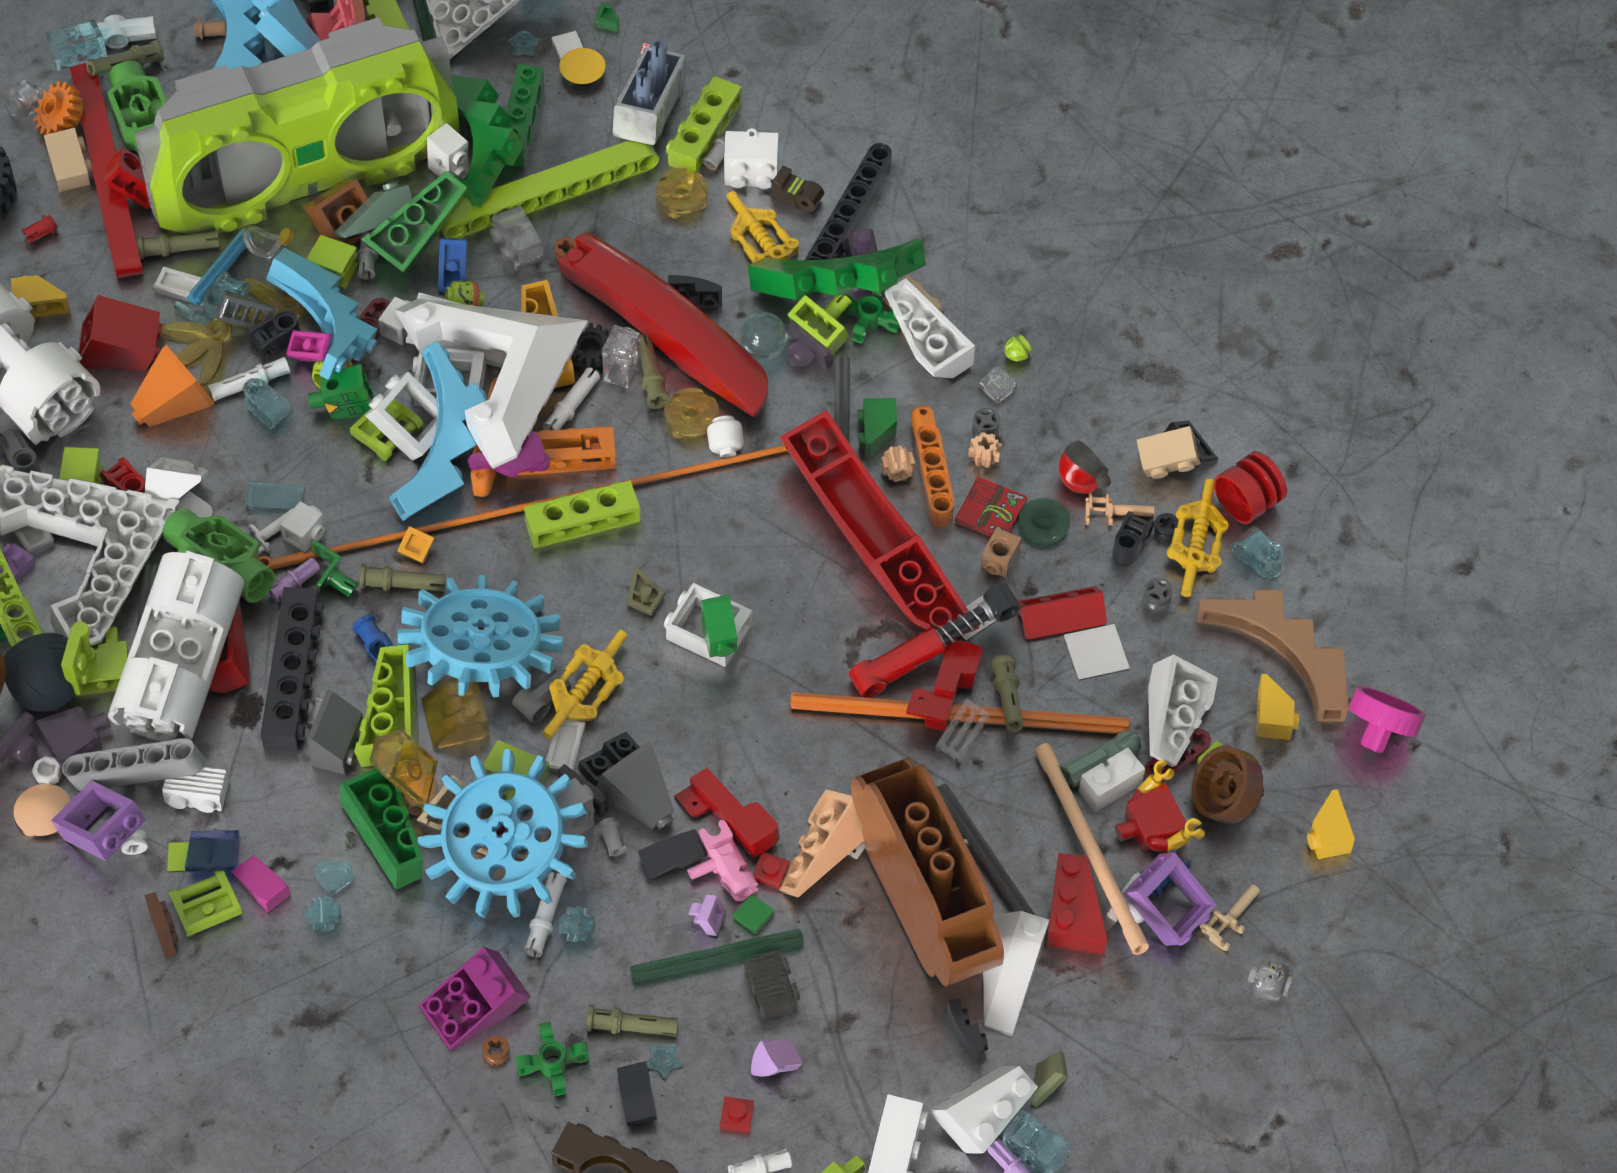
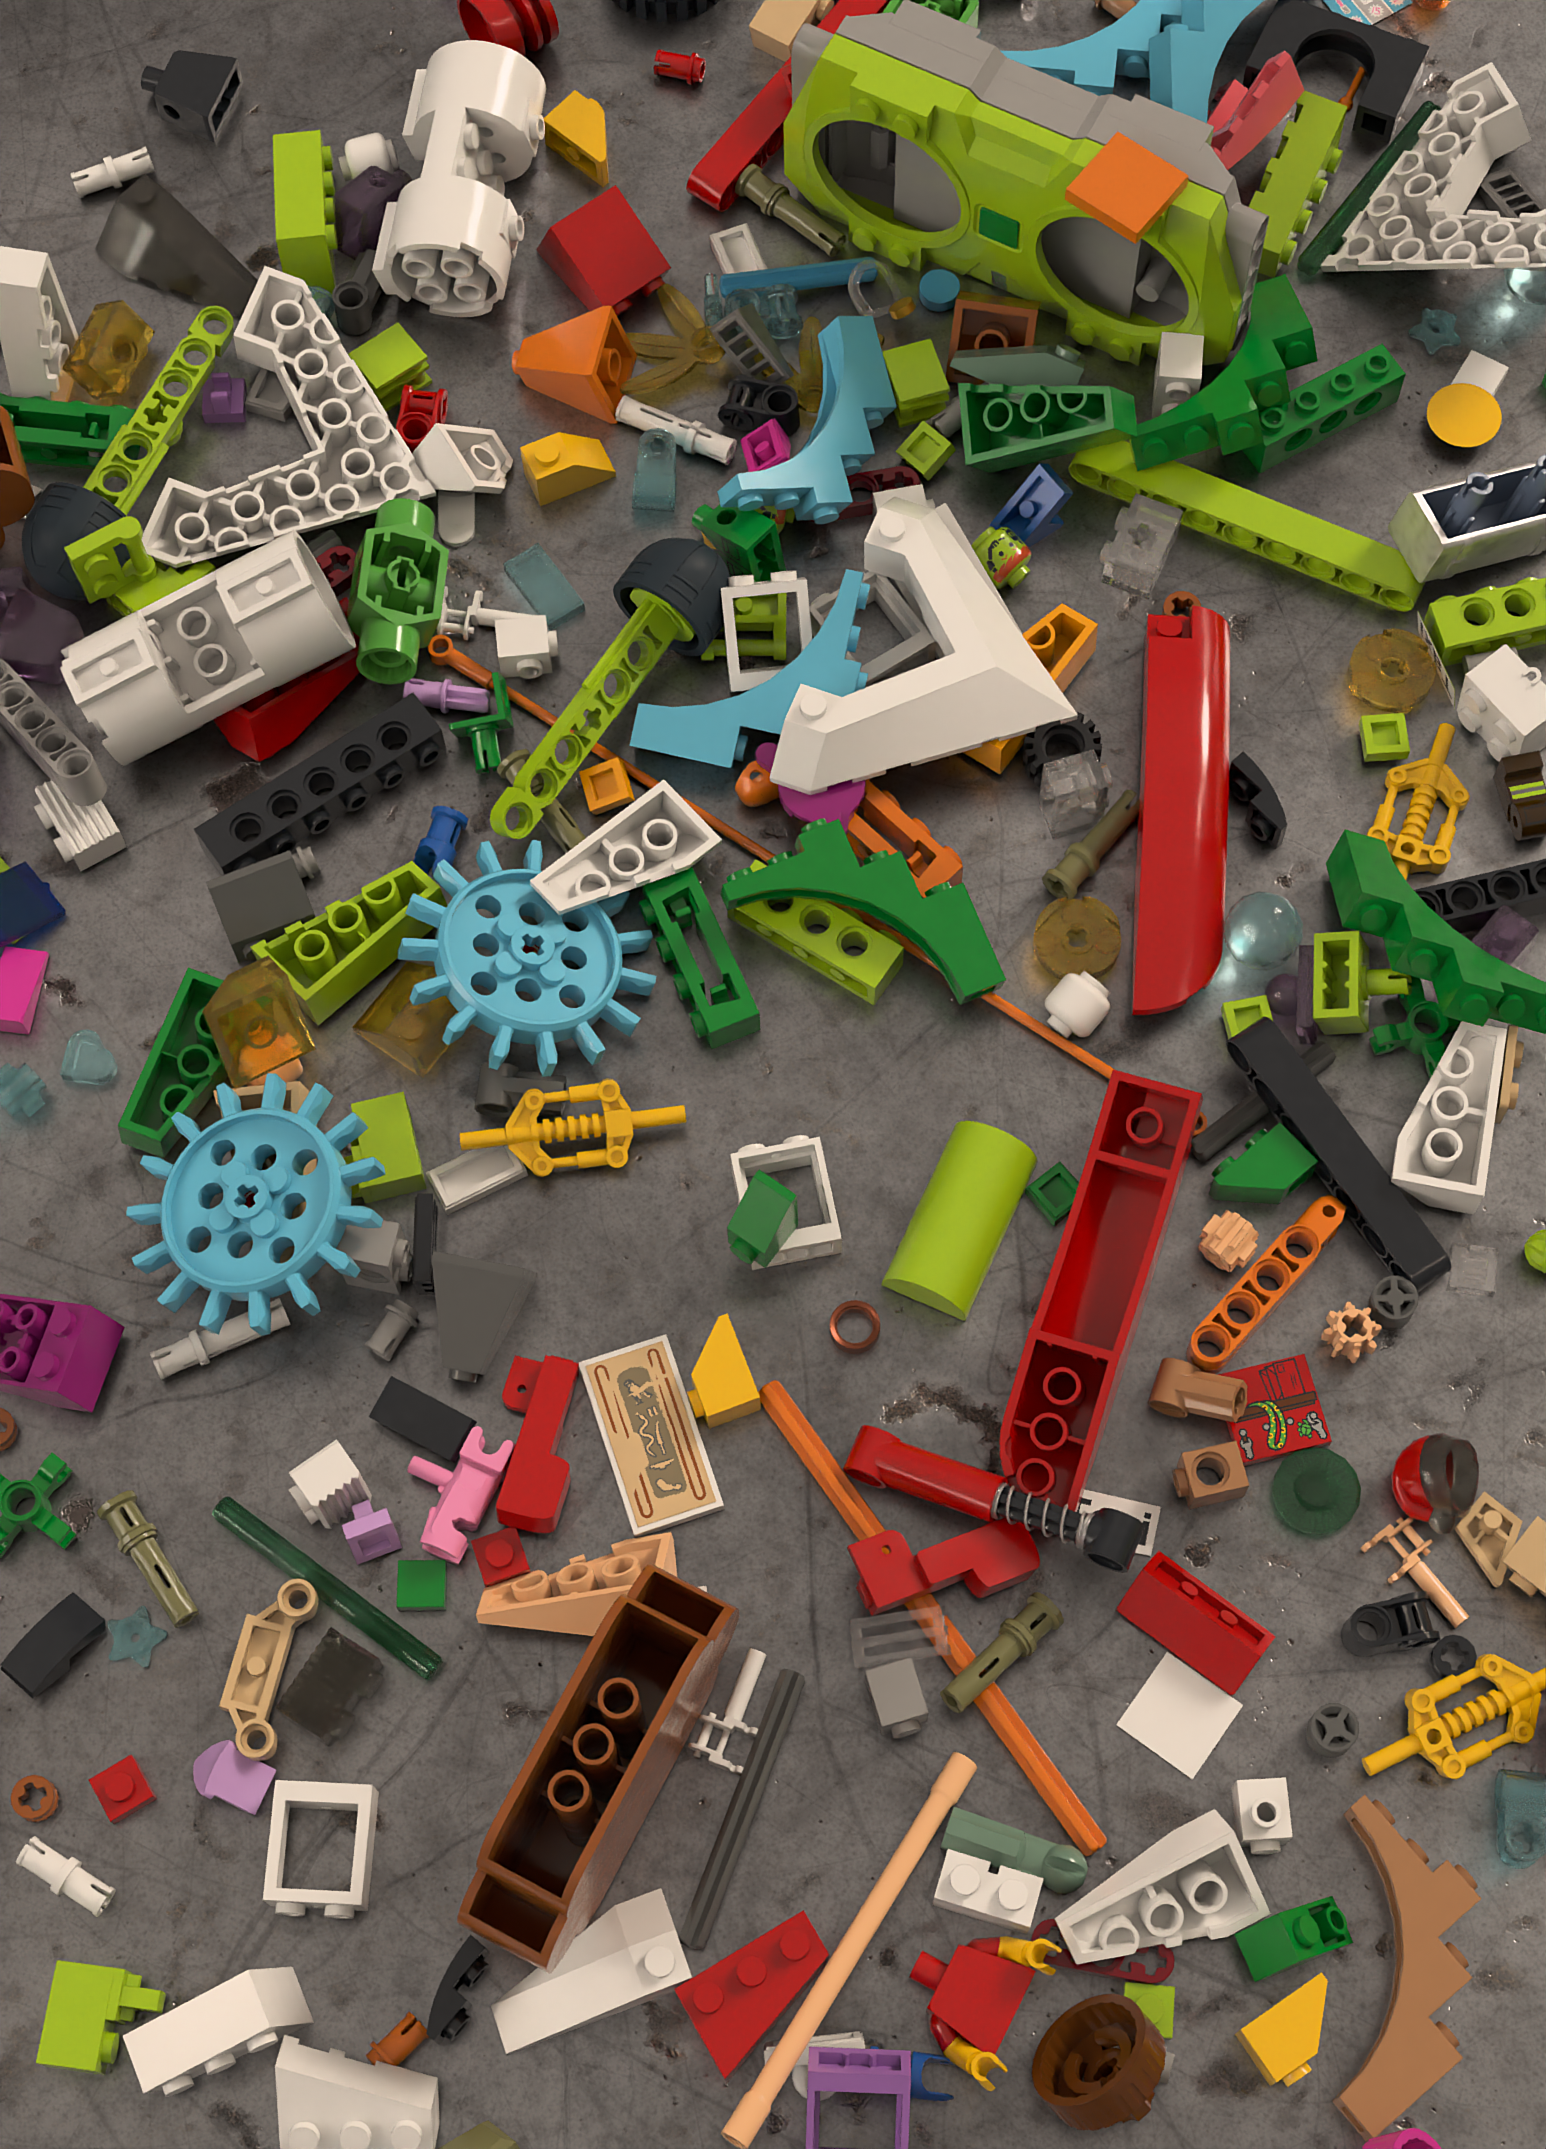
camera: 55 degrees right, 10 degrees up
(218, 441) = (564, 465): none -> yellow slope
(288, 216) = (939, 290): none -> dark azure tile
(352, 442) = (670, 603): none -> lime piece
(373, 285) = (925, 450): none -> lime plate
(376, 72) = (1126, 187): none -> orange tile
(470, 549) = (636, 847): none -> white wedge
(547, 570) = (725, 1018): none -> green brick
(565, 410) = (966, 791): white pin -> none
(577, 924) = (230, 1386): clear light blue gear -> none
(611, 753) = (501, 1240): black slope -> none
(632, 456) = (828, 870): none -> green arch
(644, 593) = (770, 1091): olive piece -> none
(673, 909) = (328, 1485): none -> white brick
(709, 174) = (1435, 656): none -> white sticker
(712, 220) = (1384, 737): none -> lime plate
(712, 1162) = (48, 1803): none -> dark orange bush
(731, 1009) = (260, 1664): none -> tan plate
(769, 765) = (651, 1436): none -> tile
(770, 711) = (722, 1379): none -> yellow slope
(782, 561) = (961, 1218): none -> lime brick
(795, 633) = (854, 1306): none -> copper piece
(799, 378) = (1243, 1013): none -> lime plate
(808, 516) = (1054, 1193): none -> green tile
(824, 1021) = (328, 1797): none -> white window
(910, 390) = (1342, 1156): none -> black beam
(951, 533) = (1185, 1389): none -> medium nougat piece
(968, 1074) = (398, 2042): none -> orange pin
(990, 752) = (896, 1698): none -> light grey brick
(1126, 471) = (1489, 1535): none -> tan piece
(1170, 642) = (1262, 1814): none -> white brick
(1236, 677) = (1293, 1938): none -> green slope

